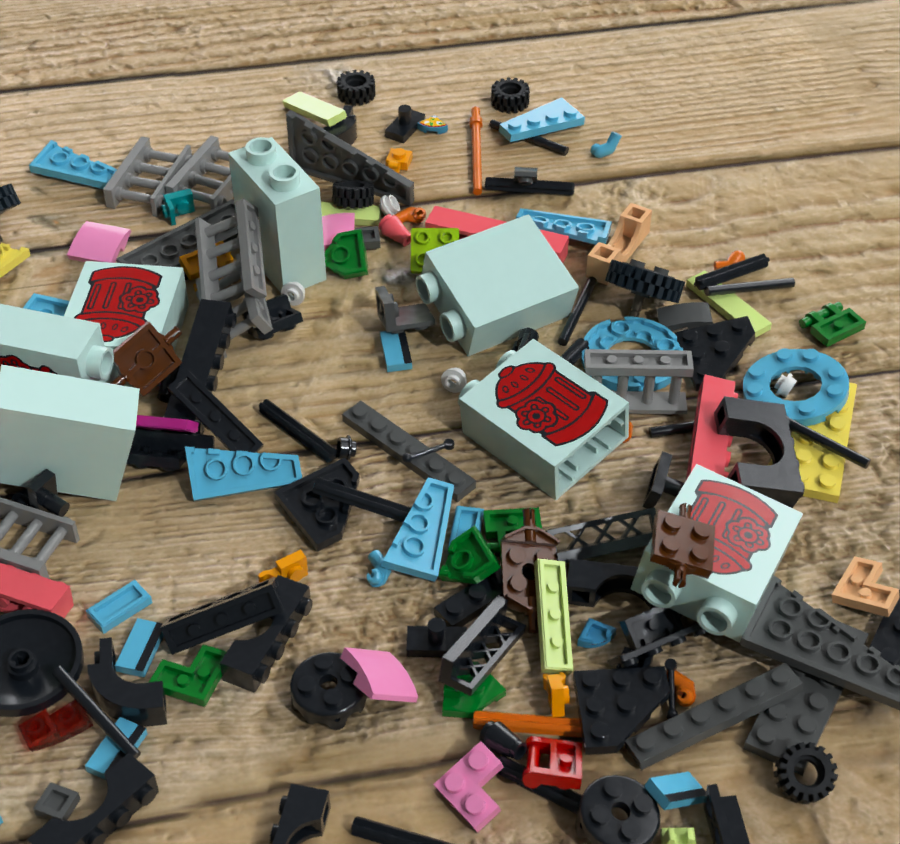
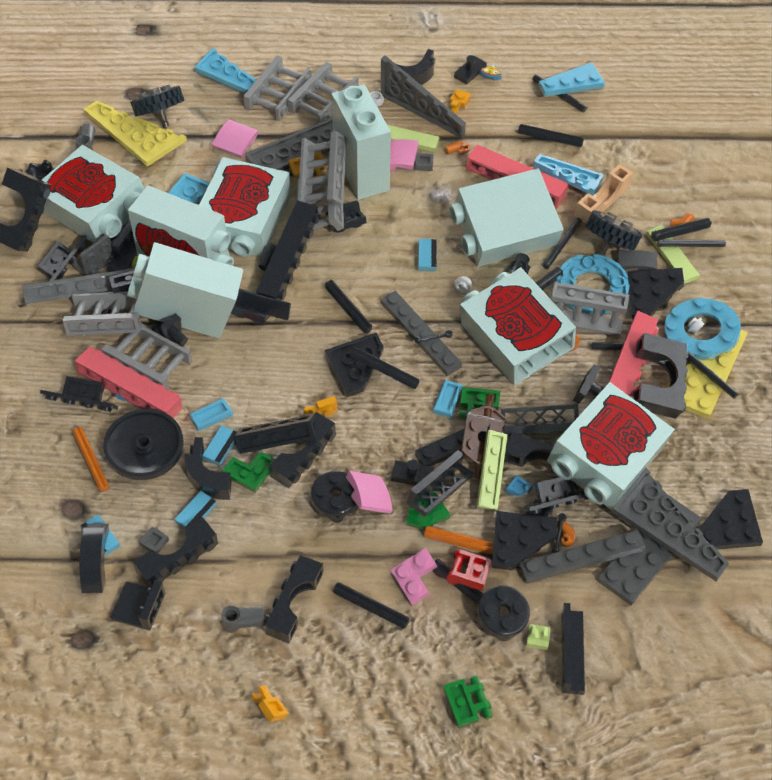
camera: 10 degrees right, 10 degrees up
(50, 729) = (156, 491): clear red slope -> none
(95, 712) = (185, 486): black bar -> none
(146, 358) = (252, 241): reddish brown plate -> none
(167, 424) = (259, 291): dark pink tile -> none
(177, 204) = (294, 114): teal bracket -> none
(213, 414) = (293, 290): black hinge -> none
(228, 473) = (297, 331): medium azure wing -> none
(298, 291) = (364, 199): white plate -> none
(315, 109) = (405, 48): yellowish green tile -> none
(346, 447) = (378, 325): black plate -> none
(347, 255) = (407, 174): green plate -> none
(353, 193) = (420, 124): black tyre -> none
(356, 87) = (440, 38): black tyre -> none
(379, 574) = (386, 417): medium azure arm -> none
(389, 205) = (445, 137): white plate -> none
(395, 230) = (445, 157): coral cone -> none
(396, 318) = (436, 230): dark grey bracket -> none
(422, 535) = (416, 399): medium azure wing -> none
(427, 239) = (467, 175): lime bracket -> none
(469, 559) = (445, 420): green plate -> none
(475, 125) = (522, 76): orange bar -> none
(502, 740) = (439, 548): black cone -> none
(510, 95) = (550, 49): black tyre -> none
(525, 175) = (549, 127): dark grey slope -> none
(557, 693) = (483, 523): light orange plate -> none
(607, 148) = (614, 112): medium azure arm -> none
(675, 790) = (544, 602): medium azure tile -> none
(682, 544) = (583, 440): reddish brown plate -> none
(823, 765) = (641, 614): black tyre -> none
(836, 326) = (747, 284): green plate -> none
(860, 590) = (705, 487): light nougat plate -> none

